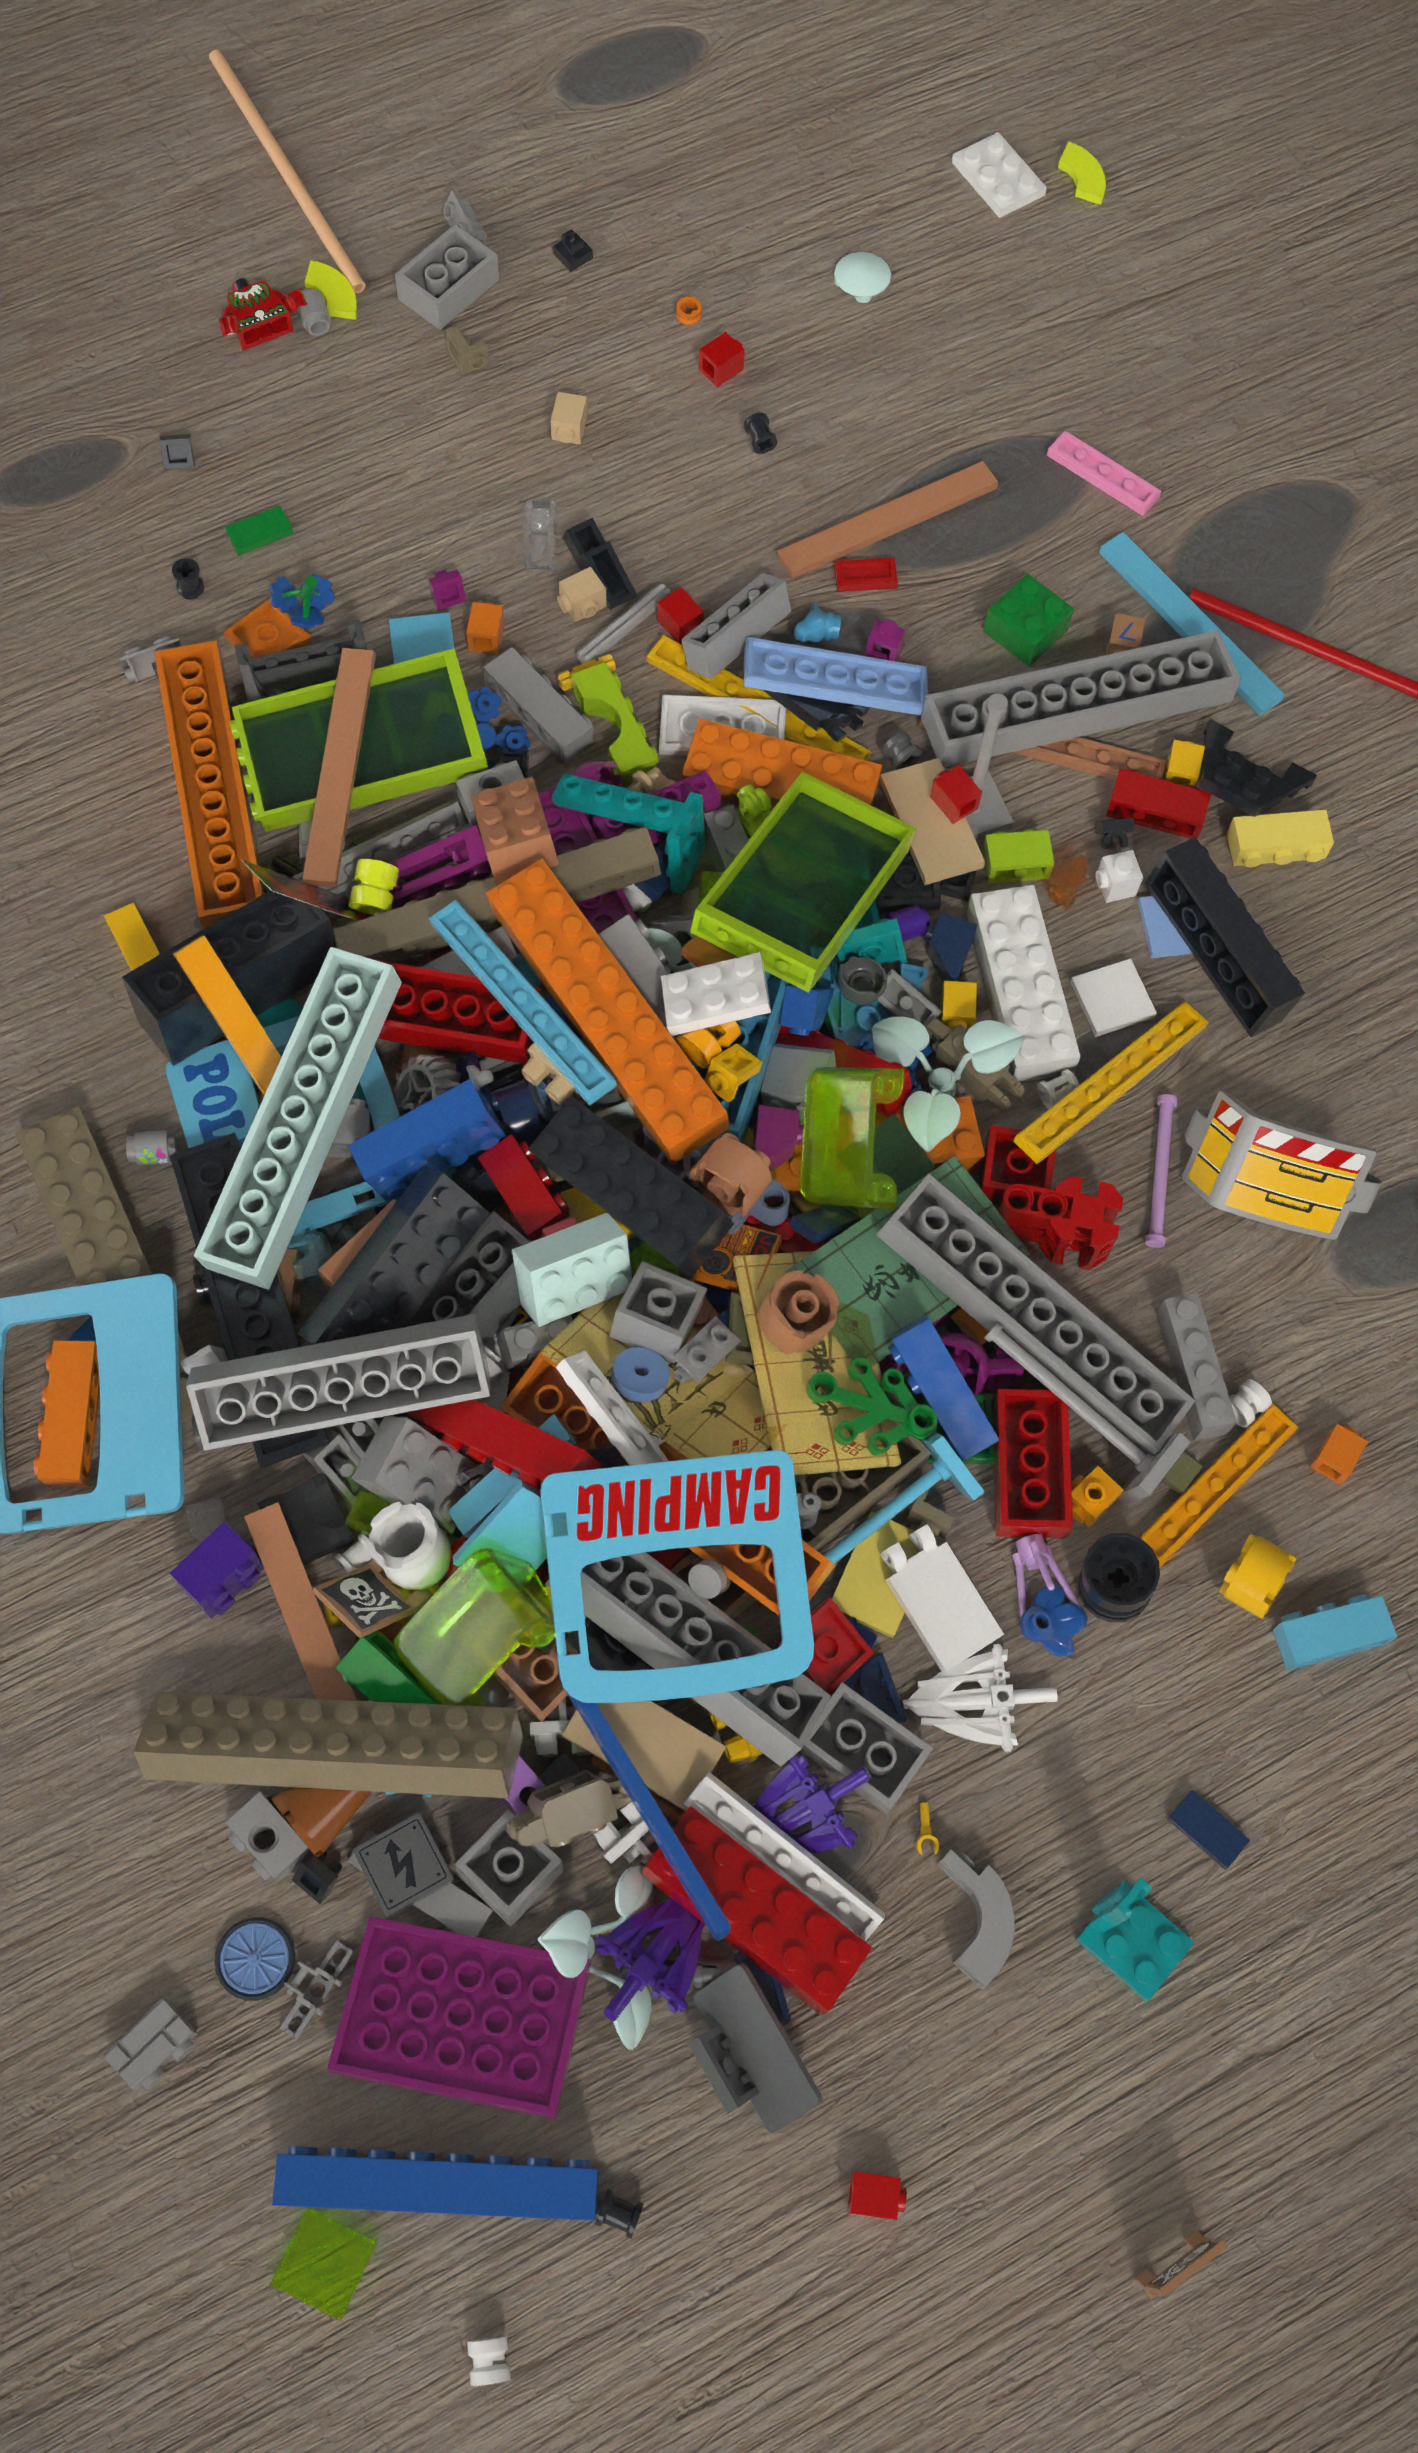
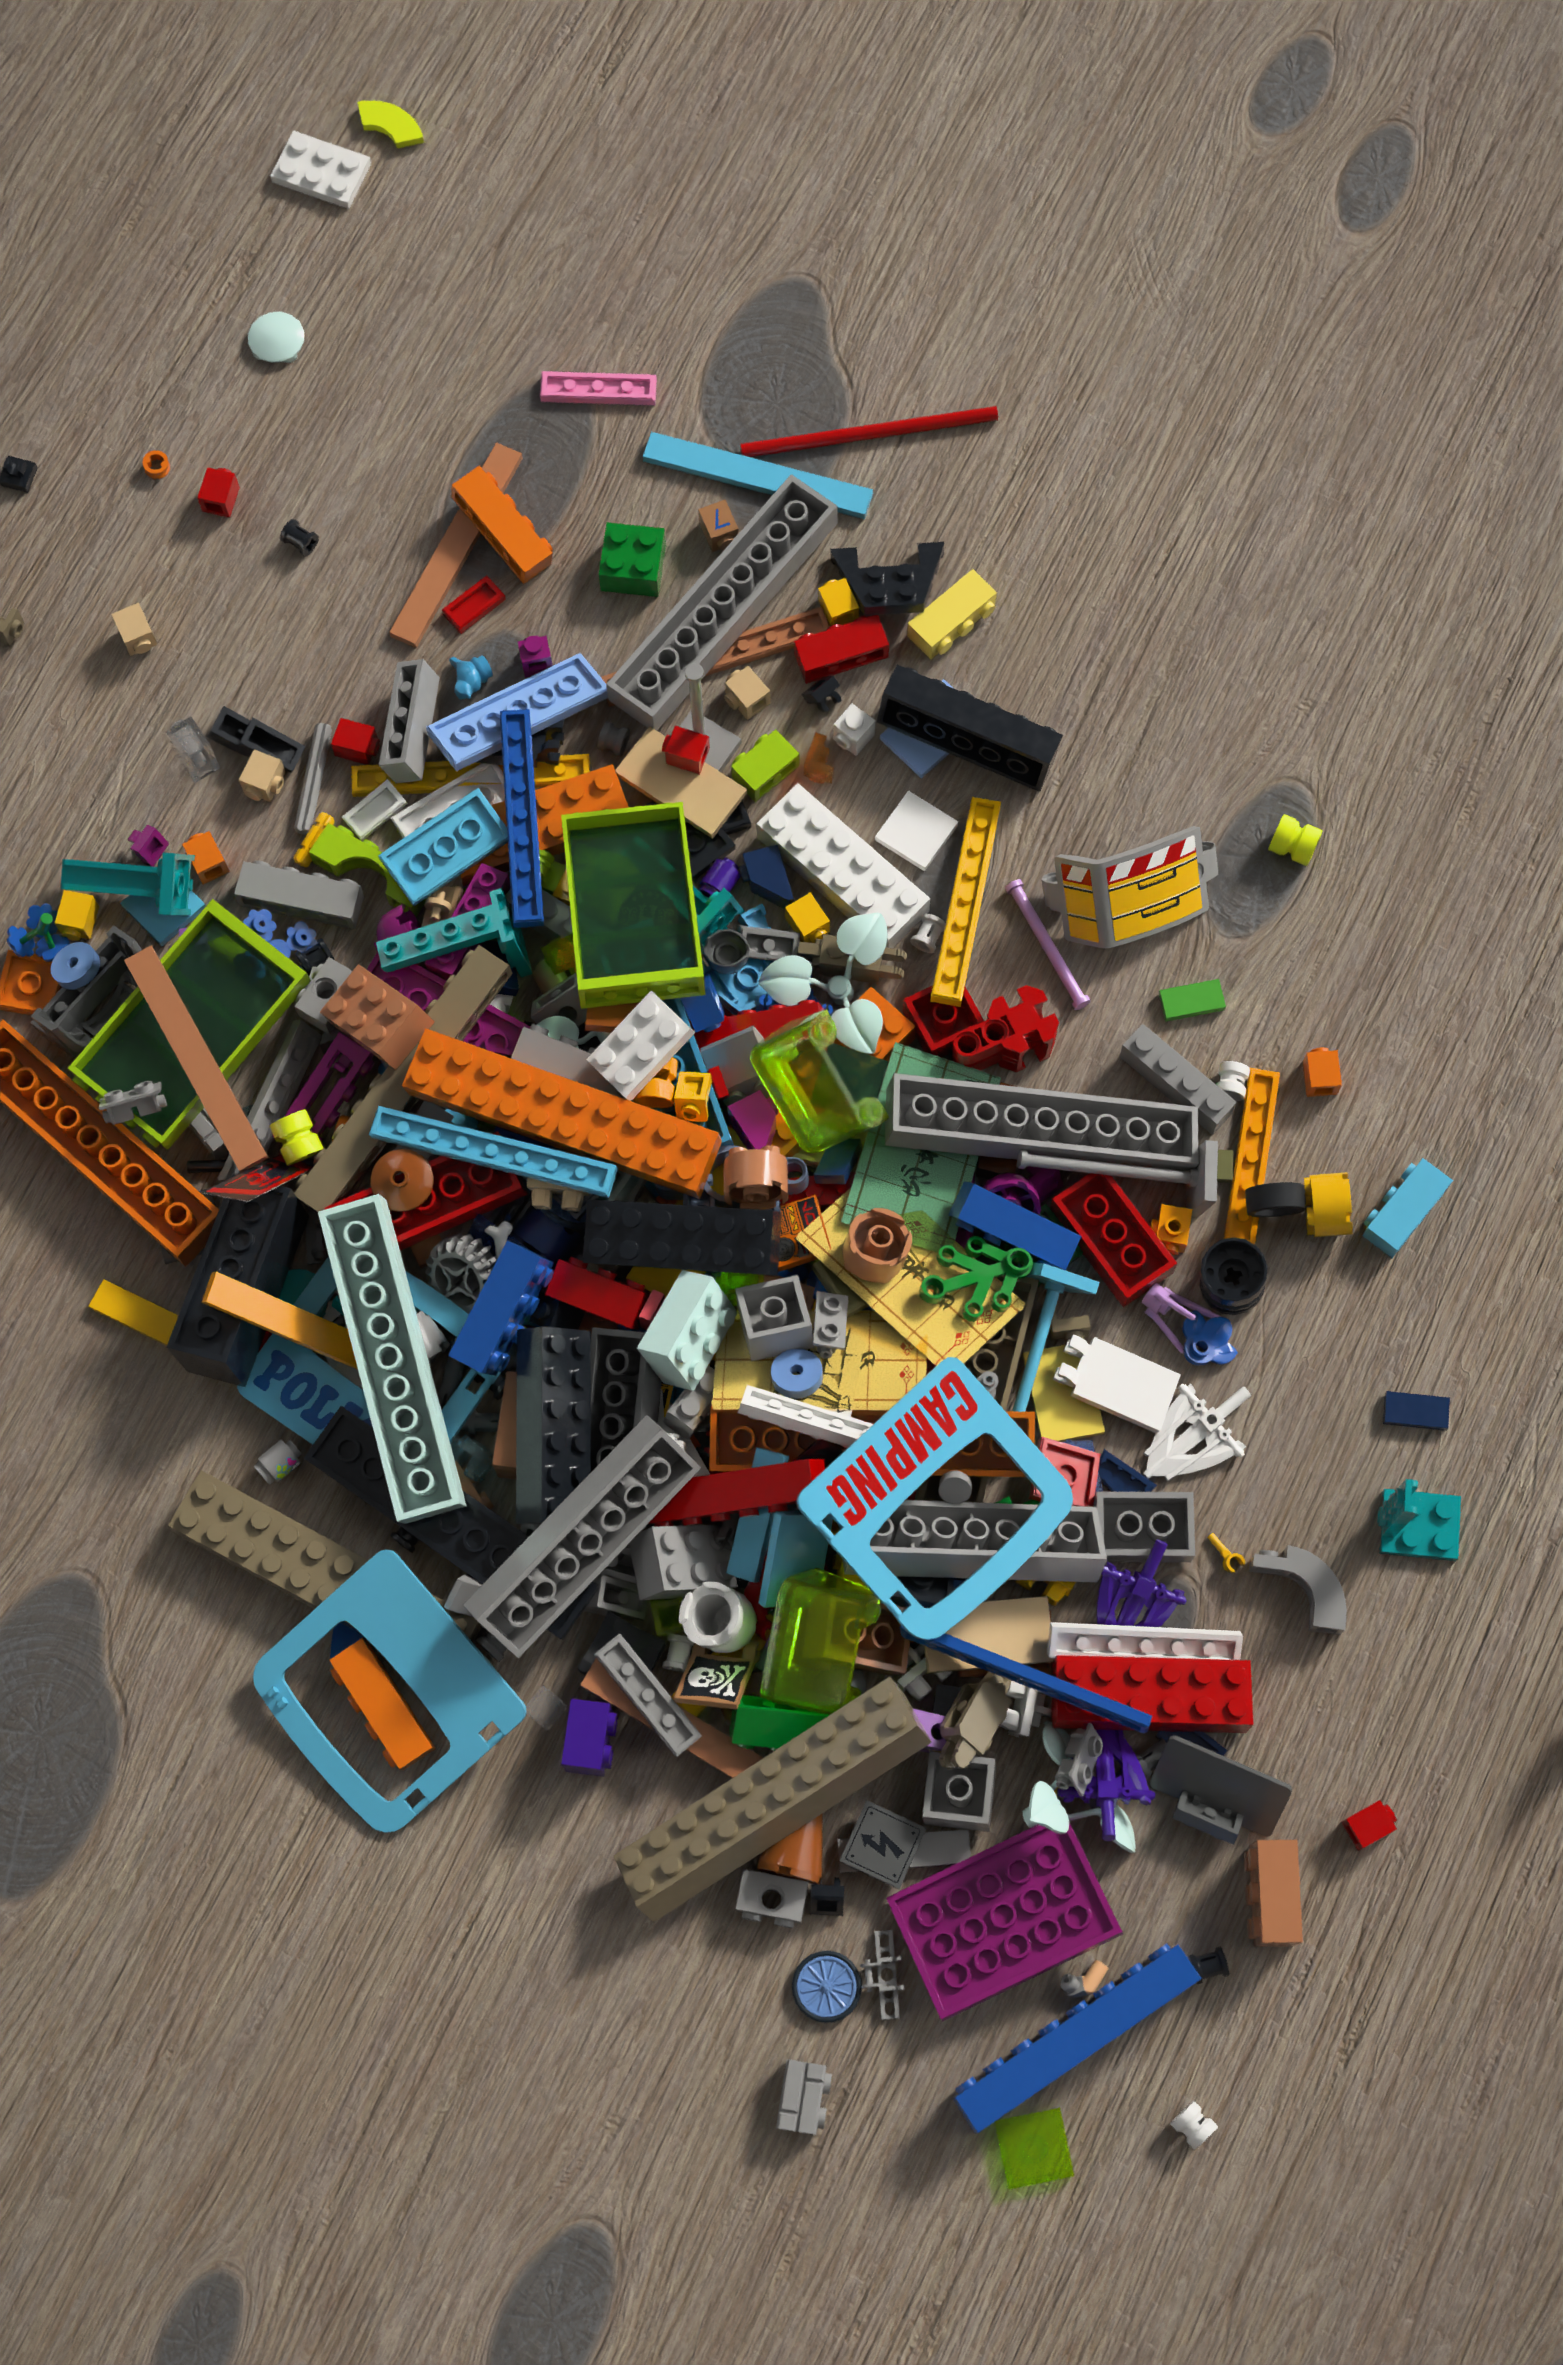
camera: 30 degrees left, 5 degrees up
(247, 762) = (120, 1103): none -> light grey hinge
(295, 1569) = (647, 1695): none -> light grey tile
(309, 639) = (75, 965): none -> medium blue piece
(344, 604) = (76, 915): none -> yellow brick
(428, 618) = (167, 882): none -> teal bracket
(437, 984) = (414, 1188): none -> dark orange dish
(490, 2141) = (1084, 1985): none -> arm
(652, 1914) = (1084, 1748): none -> light grey hinge
(654, 680) = (374, 810): none -> white tile
(685, 738) = (445, 847): none -> medium azure tile
(730, 2191) = (1274, 1893): none -> nougat brick
(766, 756) = (521, 819): none -> blue tile
(766, 1080) = (718, 1083): none -> red tile
(937, 523) = (502, 524): none -> orange brick
(1046, 787) = (746, 692): none -> tan brick
(1209, 1535) = (1275, 1199): none -> black tyre
(1261, 1307) = (1192, 1000): none -> bright green tile

